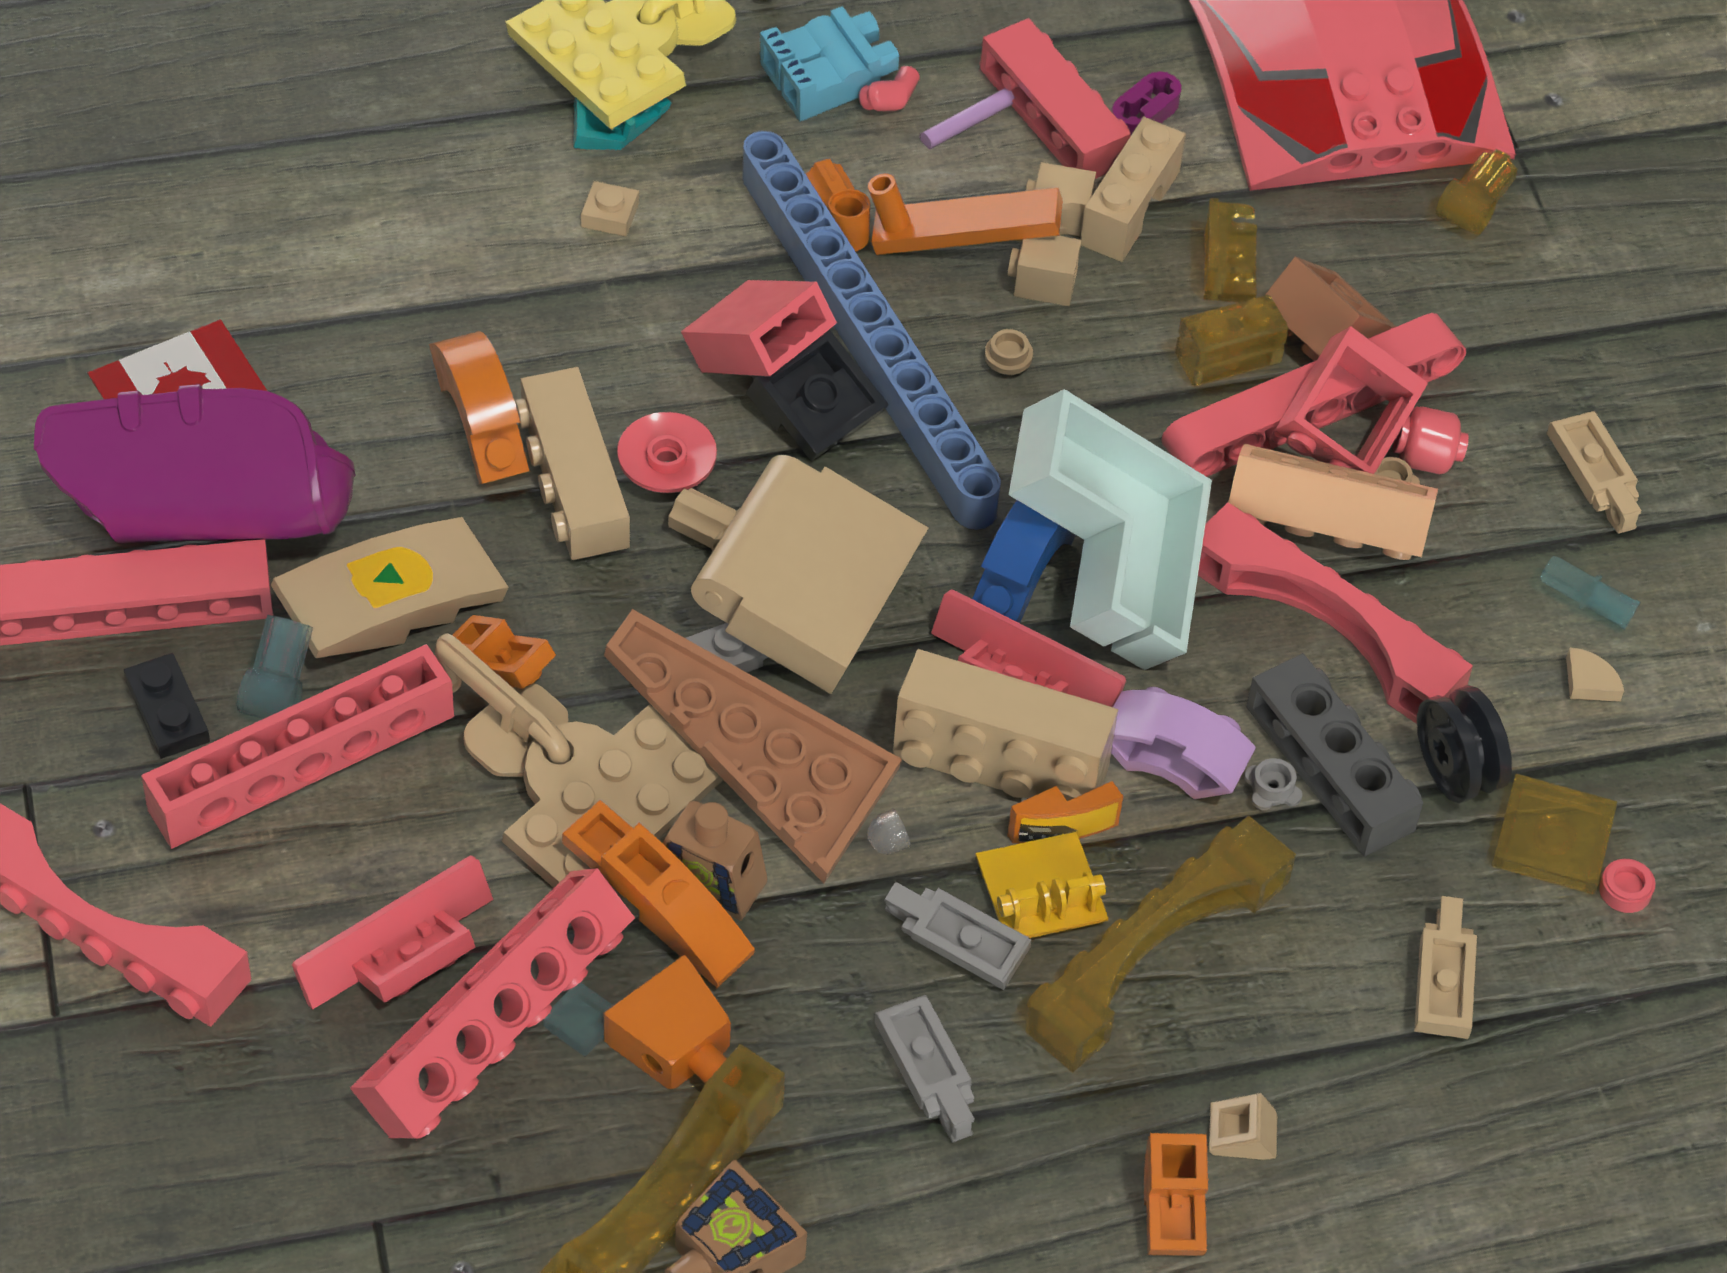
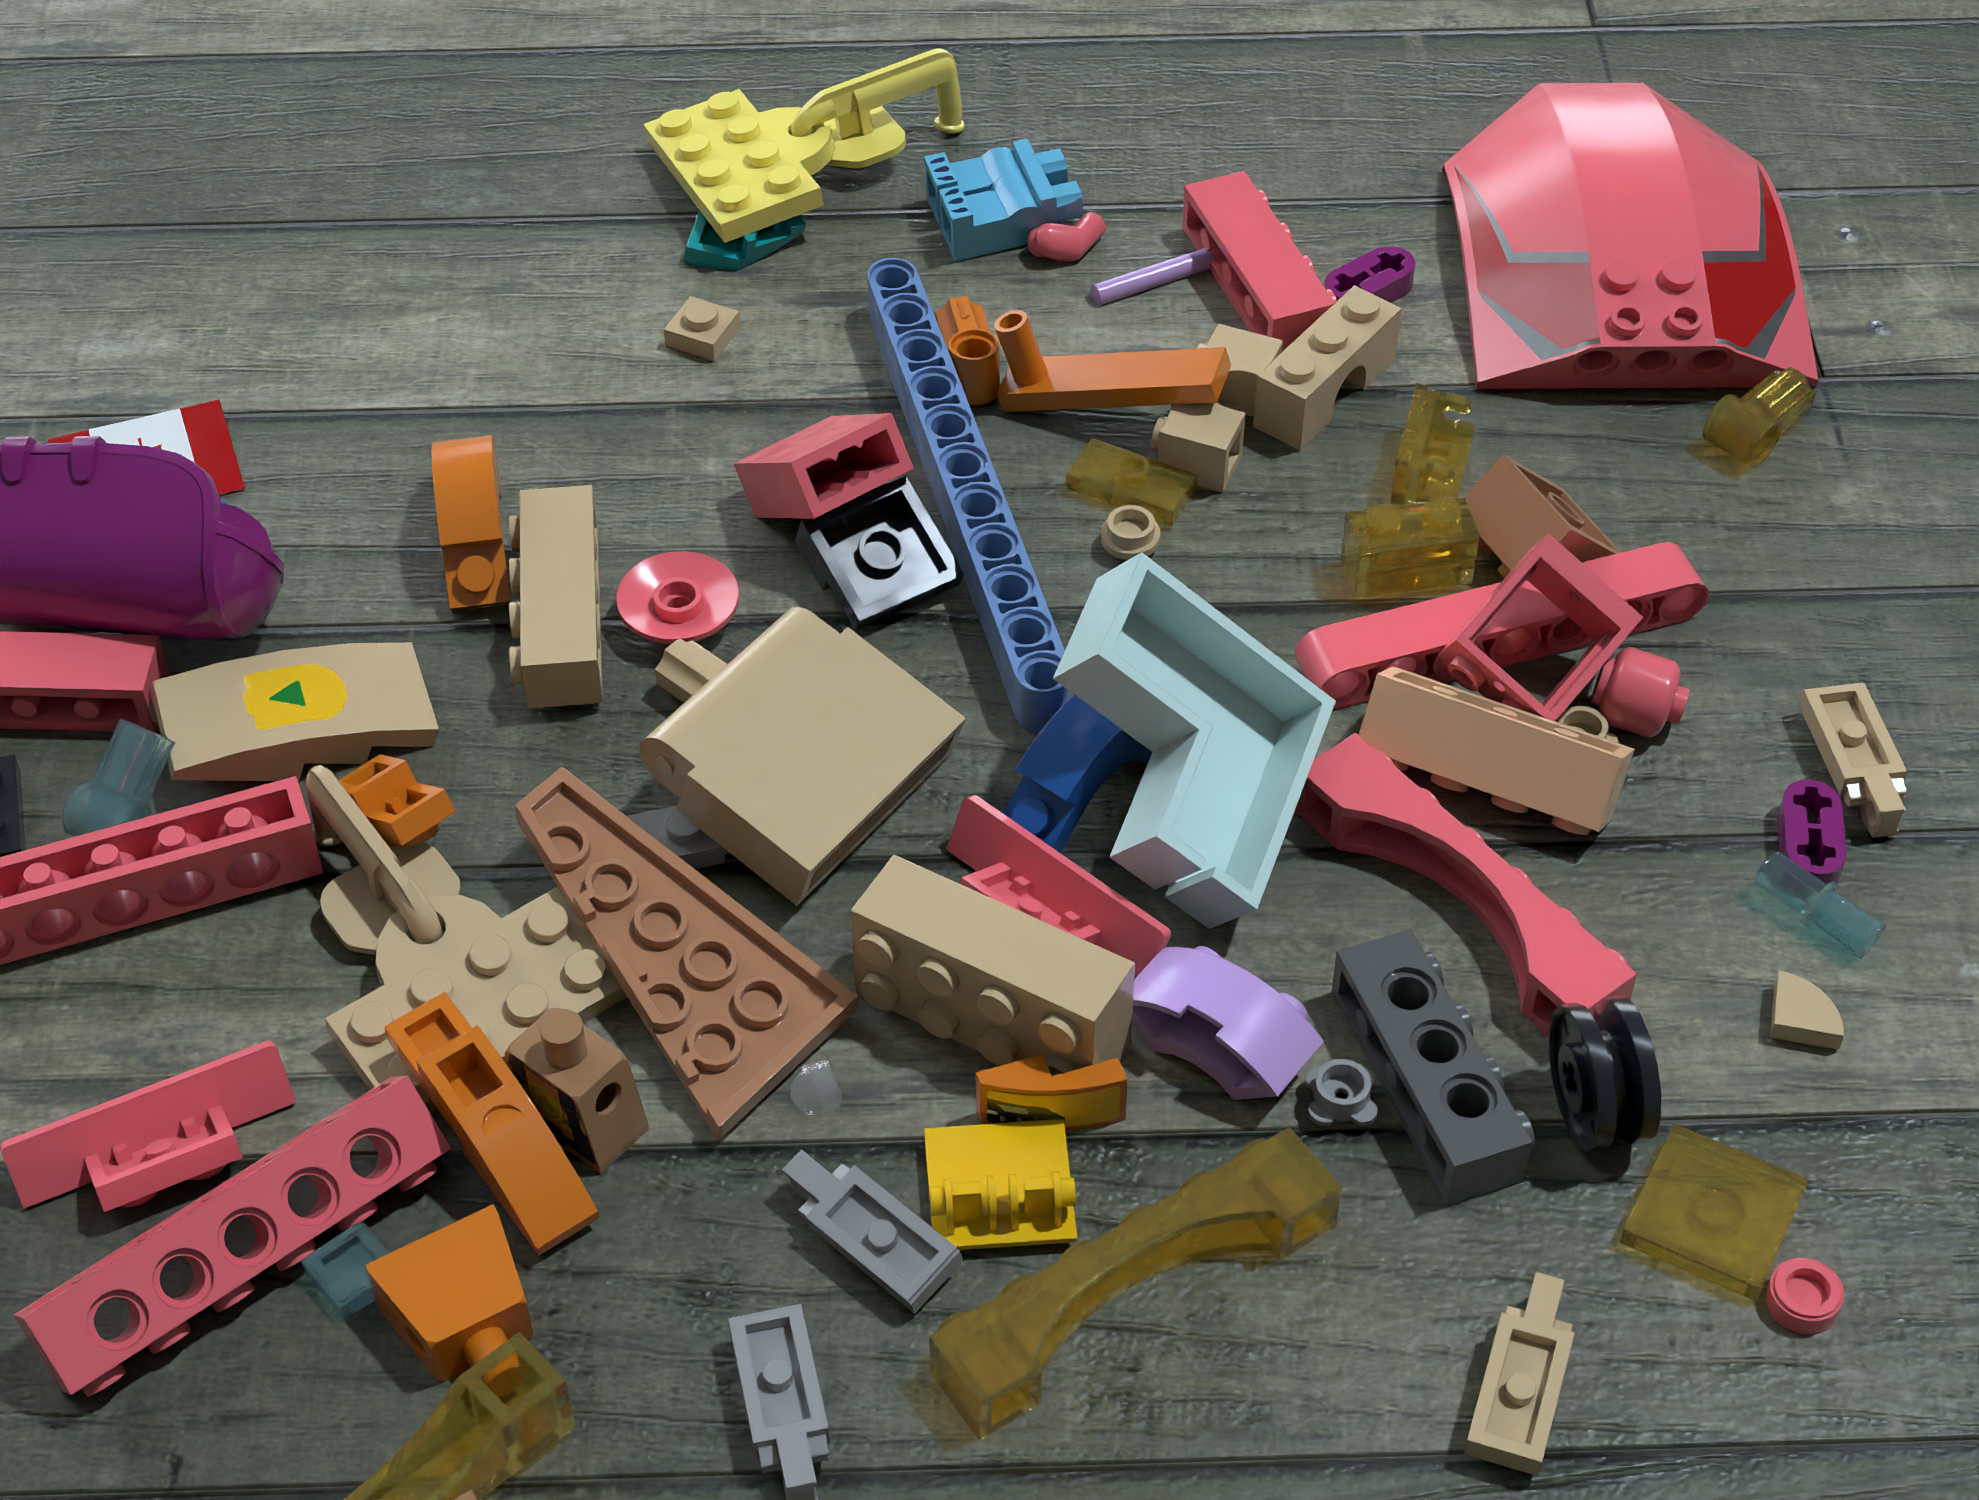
camera: 15 degrees right, 5 degrees down
(997, 306) = (1131, 479): none -> clear yellow plate
(1584, 537) = (1824, 837): none -> magenta beam

